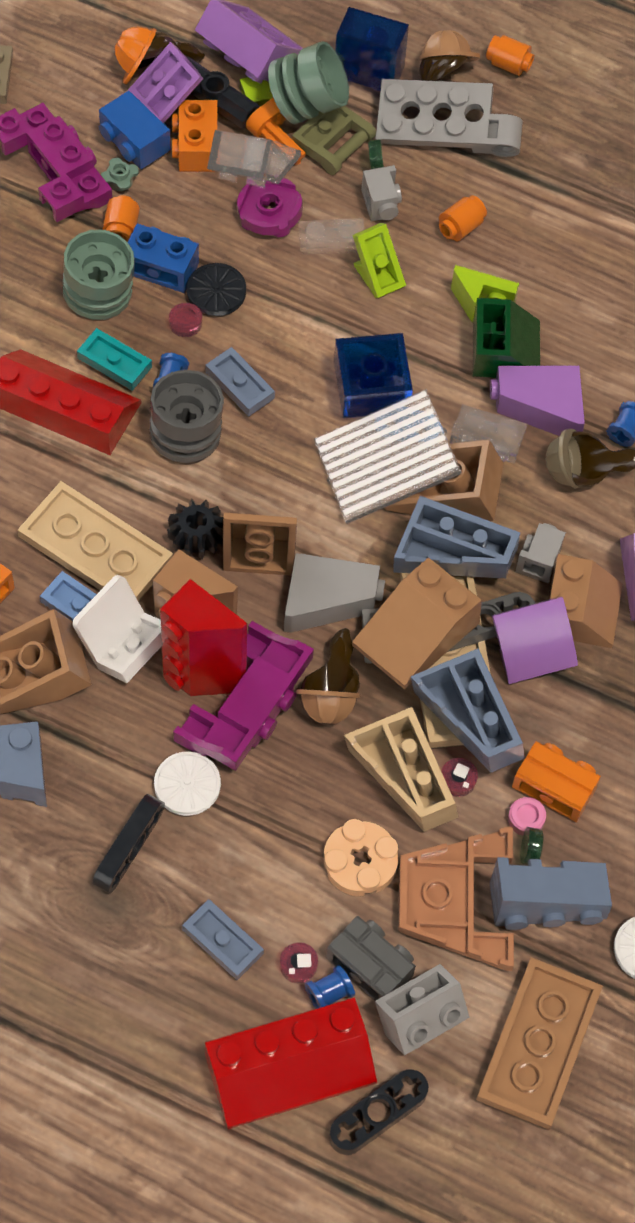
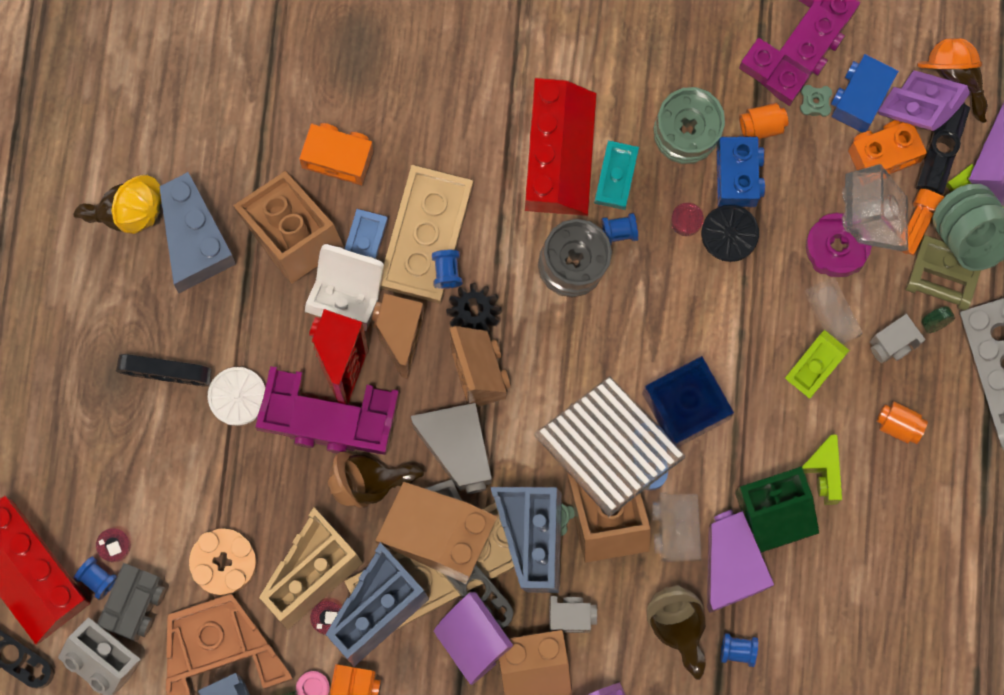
camera: 70 degrees right, 15 degrees up
(146, 529) = (446, 269): none -> blue bush
(222, 939) = (108, 477): sand blue plate -> none
(240, 381) = (639, 290): sand blue plate -> none

